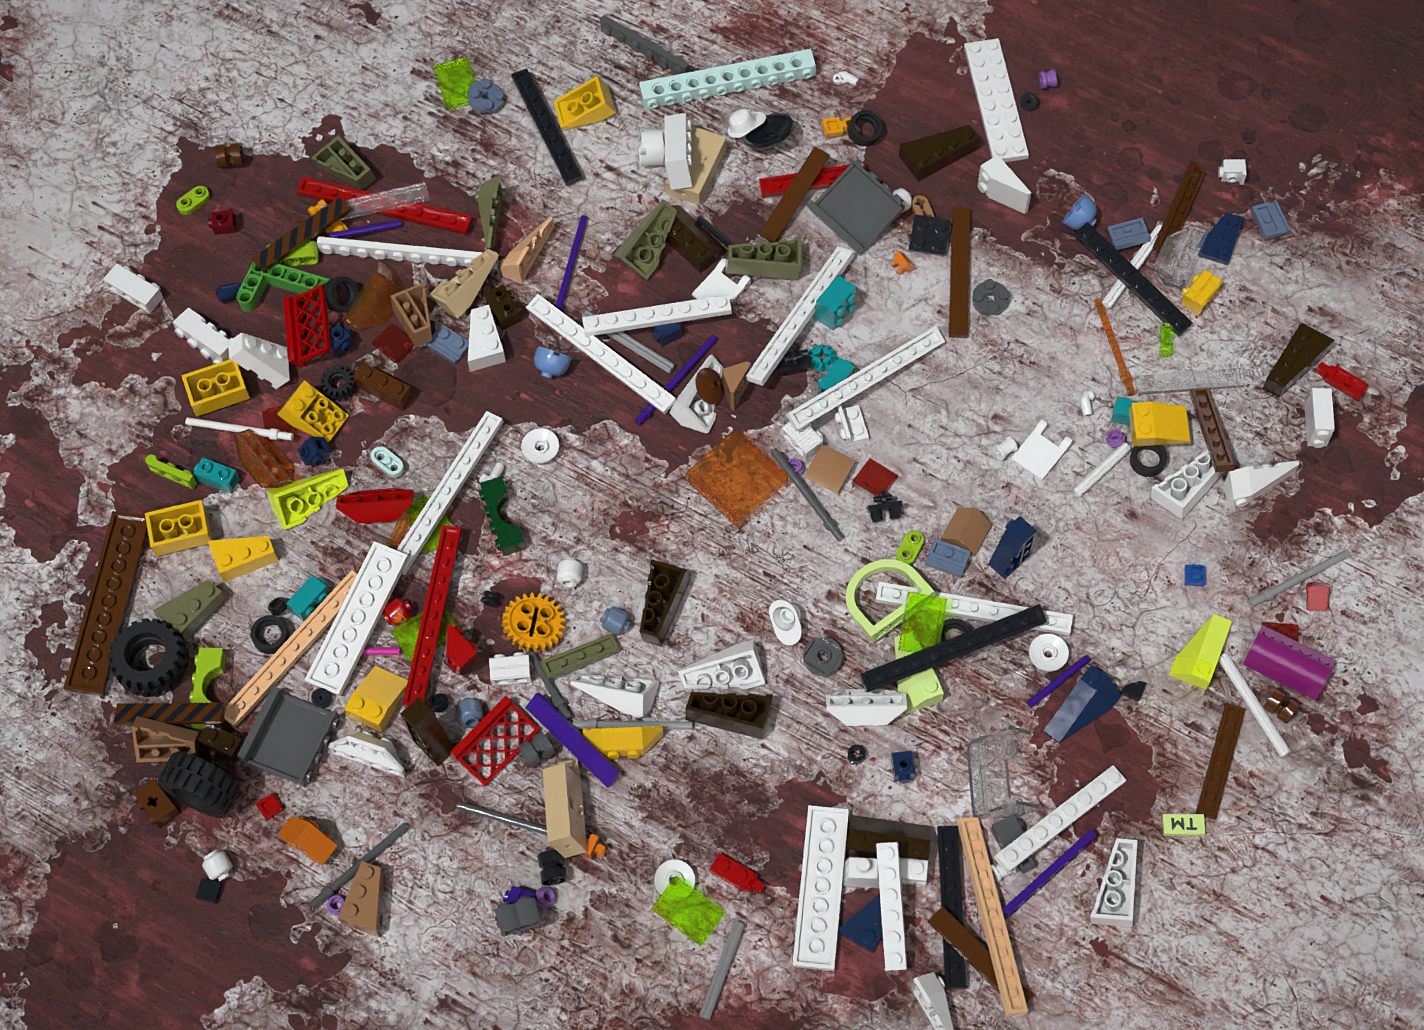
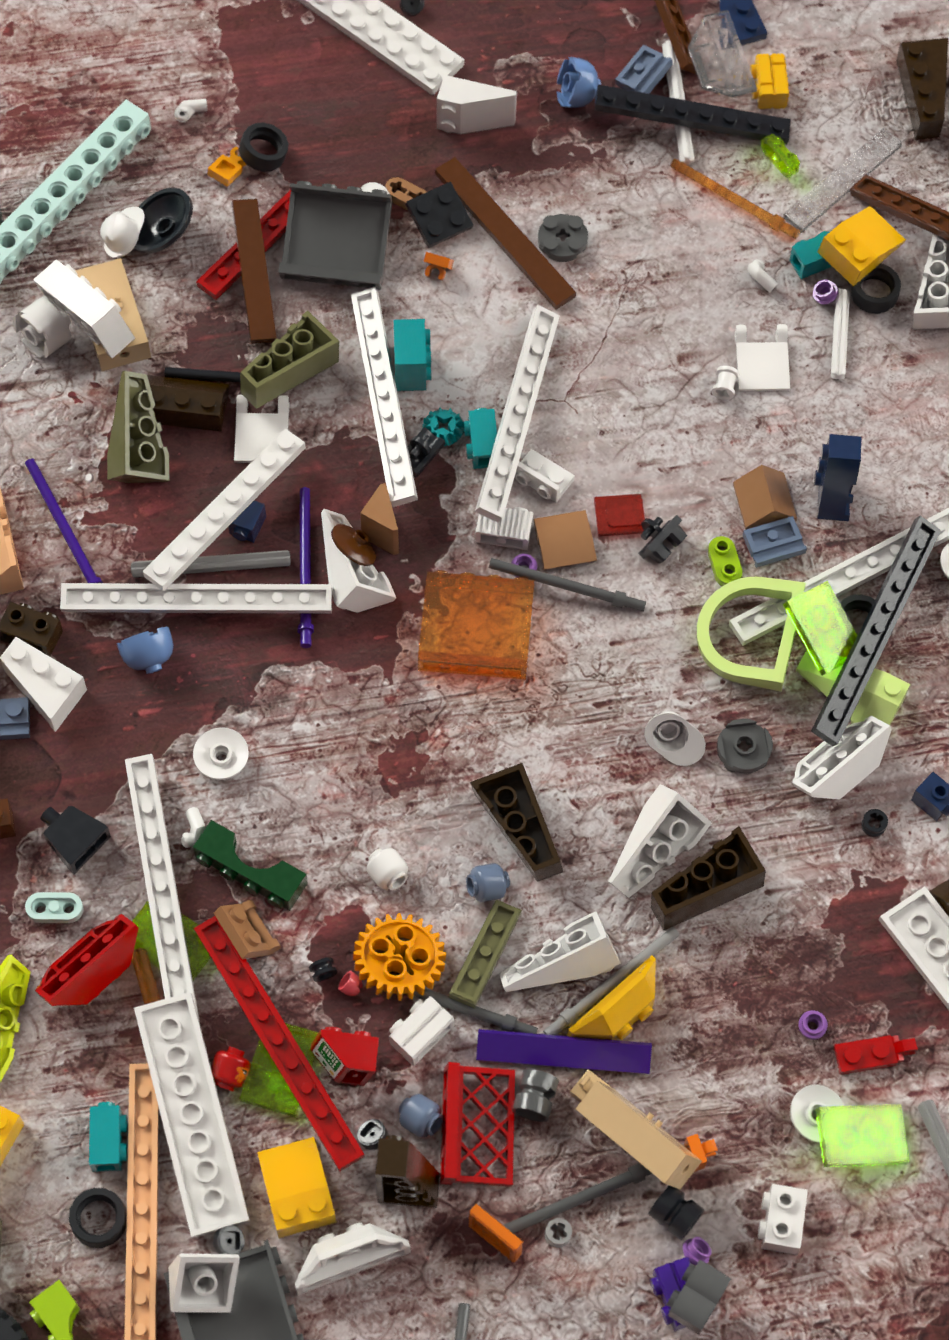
camera: 45 degrees left, 0 degrees up
(277, 606) = (76, 1177): black tile -> none
(285, 705) = (202, 1282): none -> white slope
(381, 651) = (252, 1127): dark pink bar -> none
(428, 432) = (74, 836): none -> black torso
(448, 800) = (495, 1233): none -> orange tile
(464, 546) = (246, 930): none -> medium nougat plate
(490, 831) = (549, 1233): none -> light grey bush
(496, 617) = (350, 984): none -> coral hinge
(604, 918) = (783, 1219): none -> white brick
(718, 827) = (812, 1016): none -> medium lavender plate
(938, 151) = (363, 122): dark brown wedge -> none

